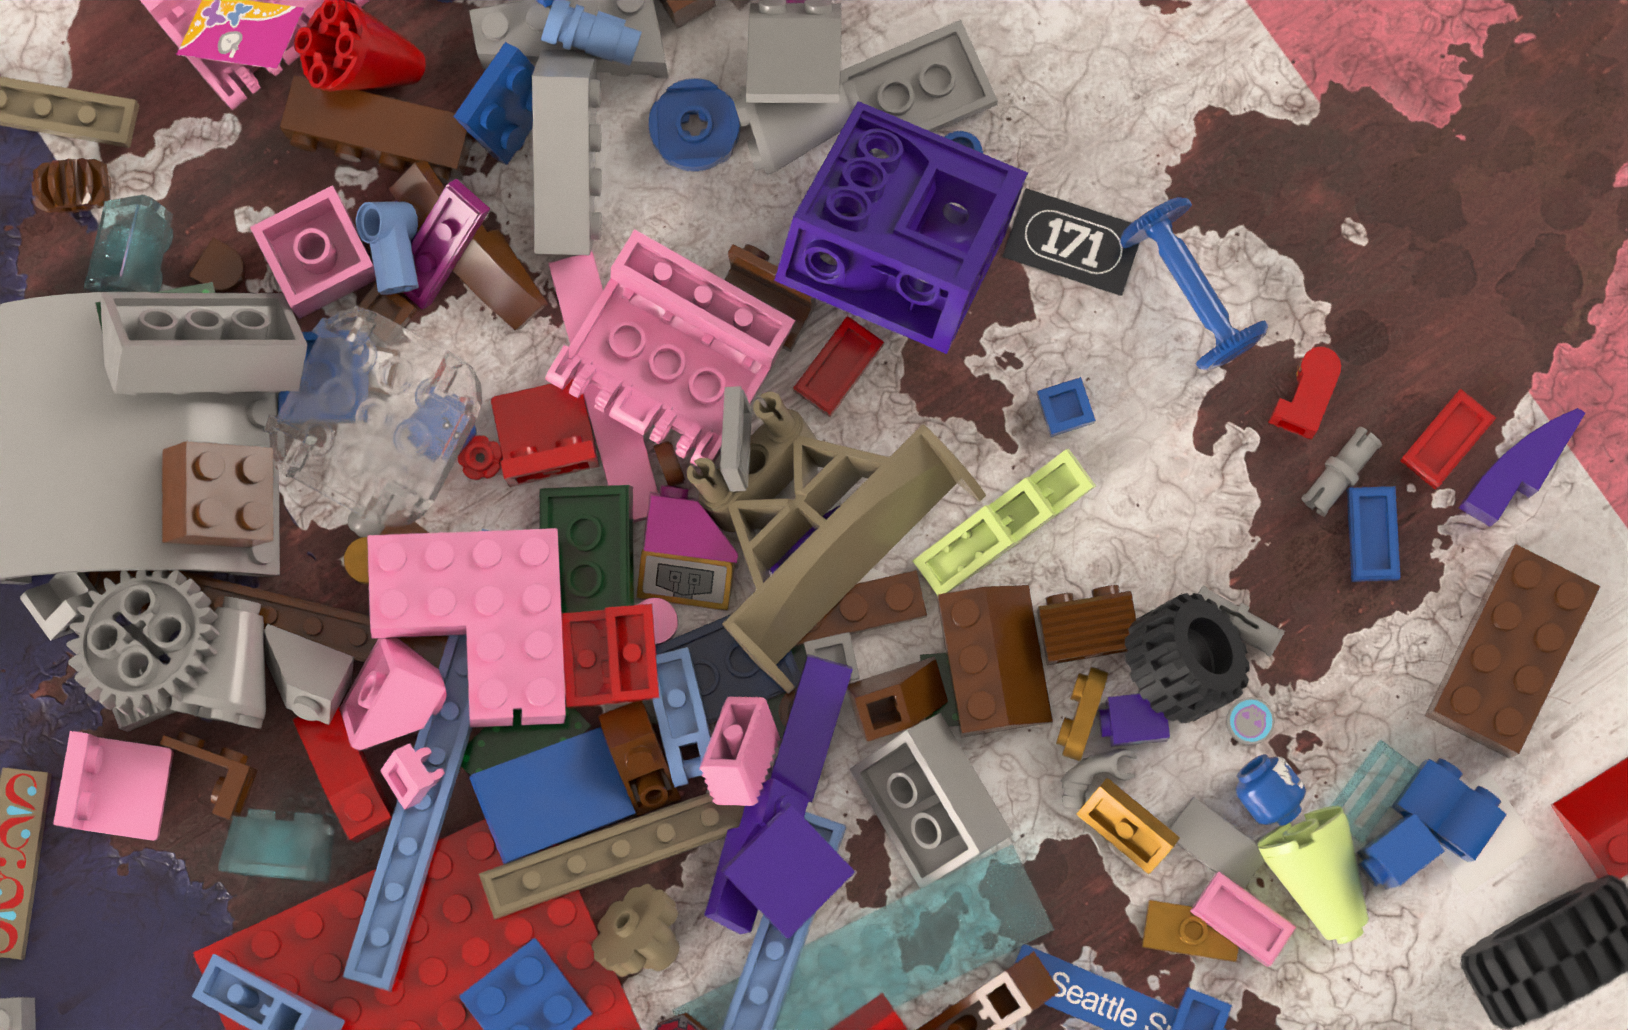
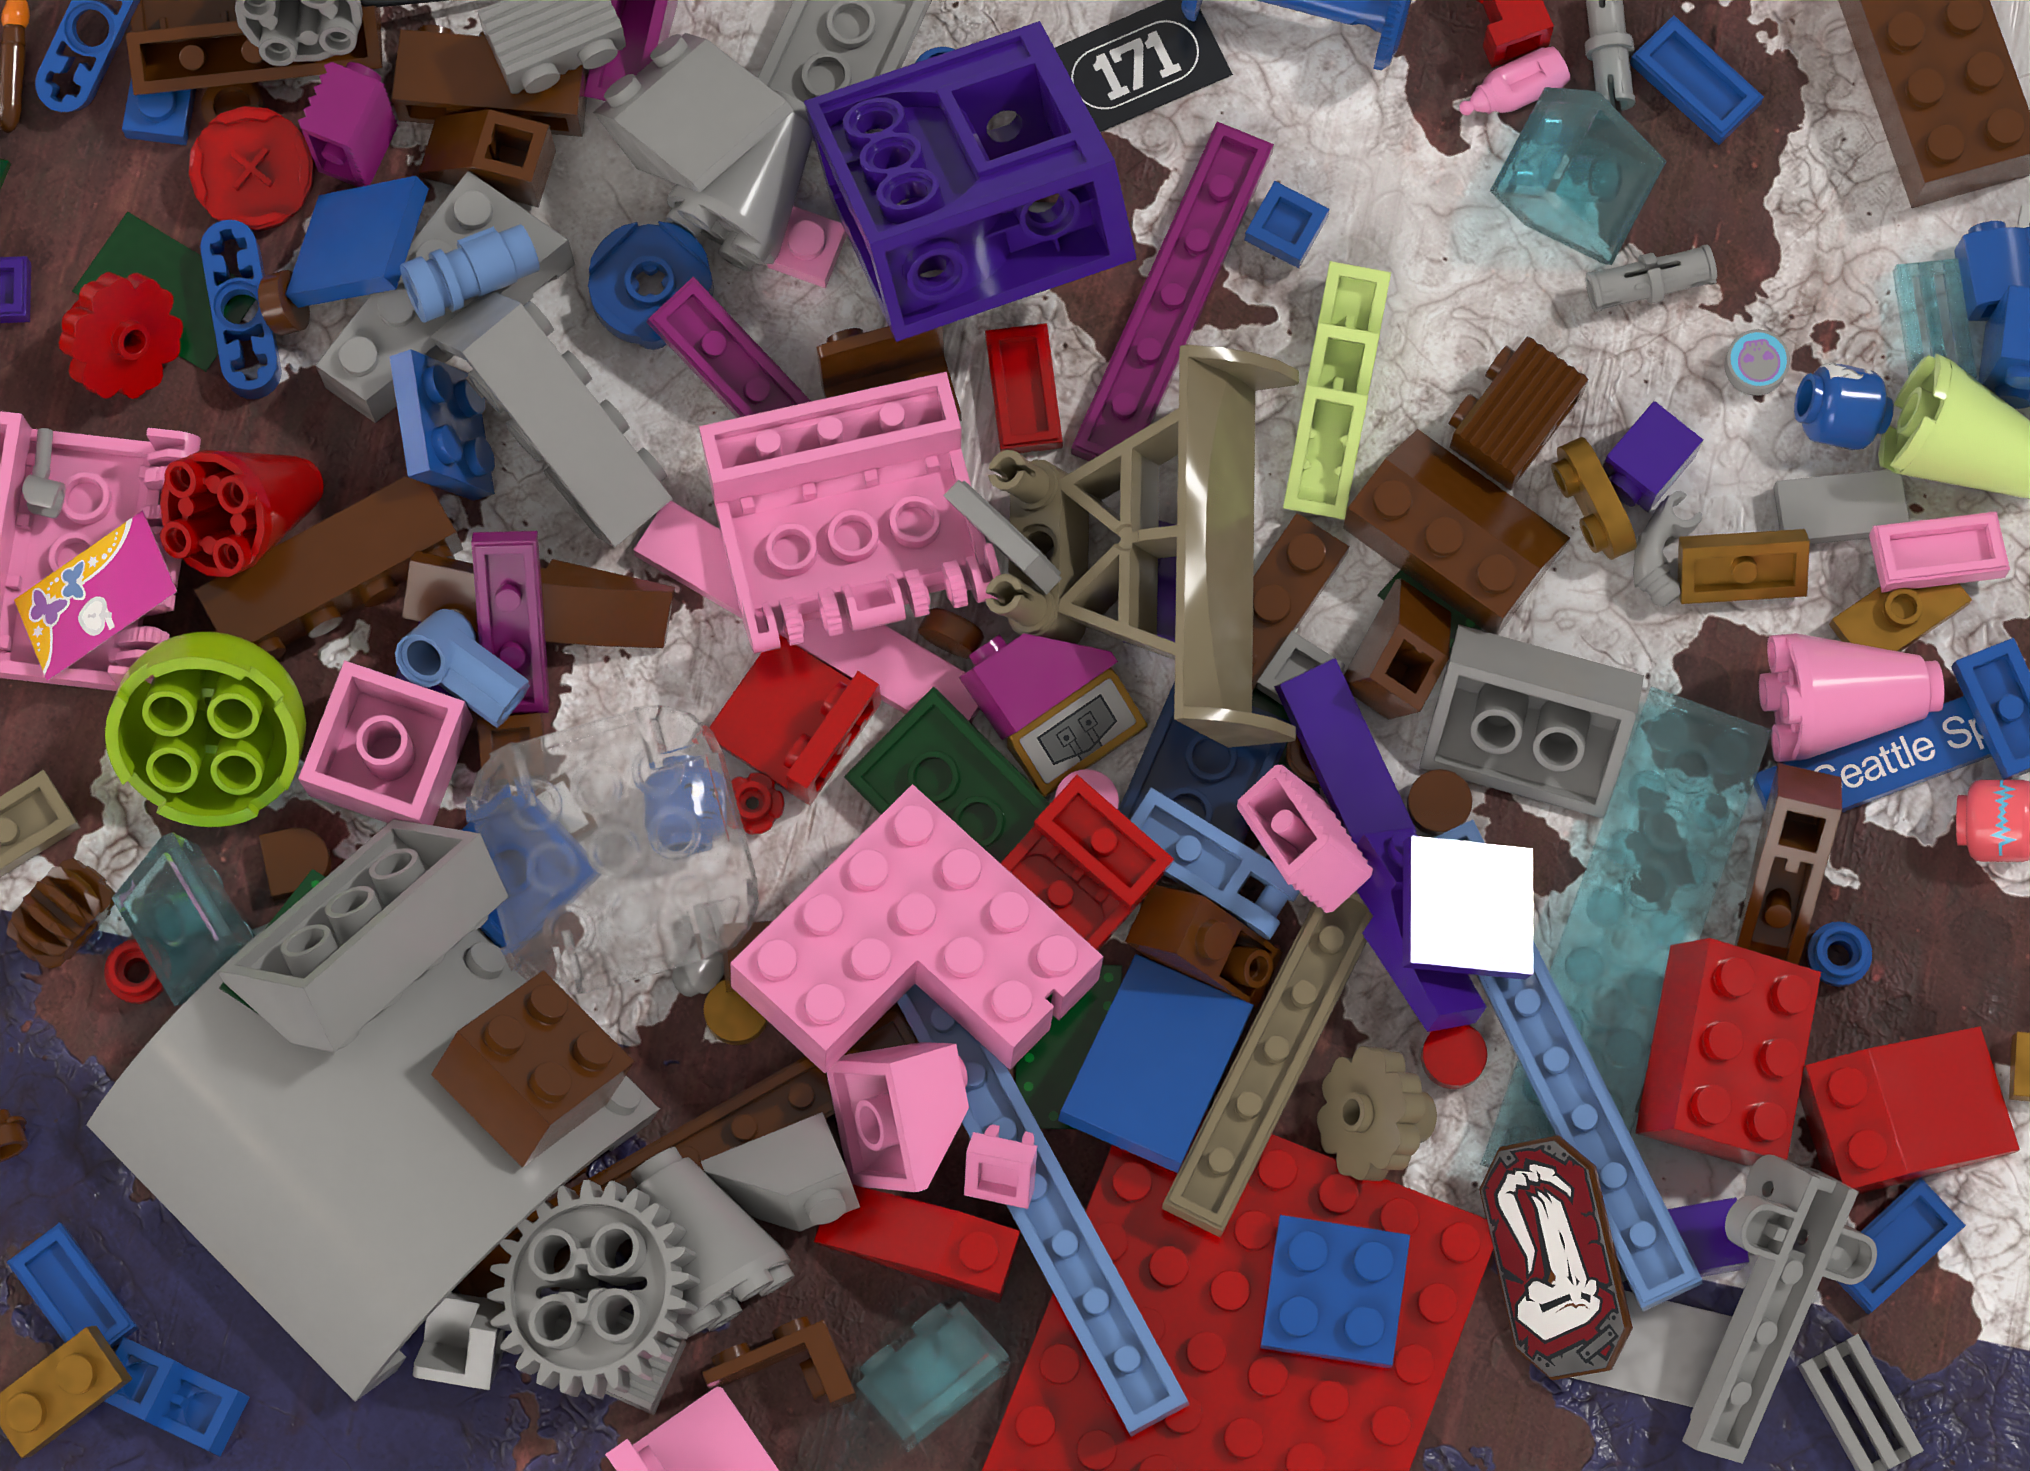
camera: 50 degrees left, 5 degrees down
(74, 246) = (116, 974): none -> red plate
(232, 155) = (209, 732): none -> lime cylinder
(693, 204) = (723, 353): none -> magenta tile
(714, 942) = (1454, 1056): none -> red tile
(794, 180) = (810, 247): none -> bright pink plate
(840, 798) = (1439, 802): none -> reddish brown tile
(970, 388) = (1175, 290): none -> magenta tile
(1110, 947) = (1841, 693): none -> bright pink cone
(1187, 658) = (1647, 346): black tyre -> none
(1253, 526) = (1578, 173): none -> clear light blue slope
(1272, 445) = (1518, 82): none -> bright pink piece

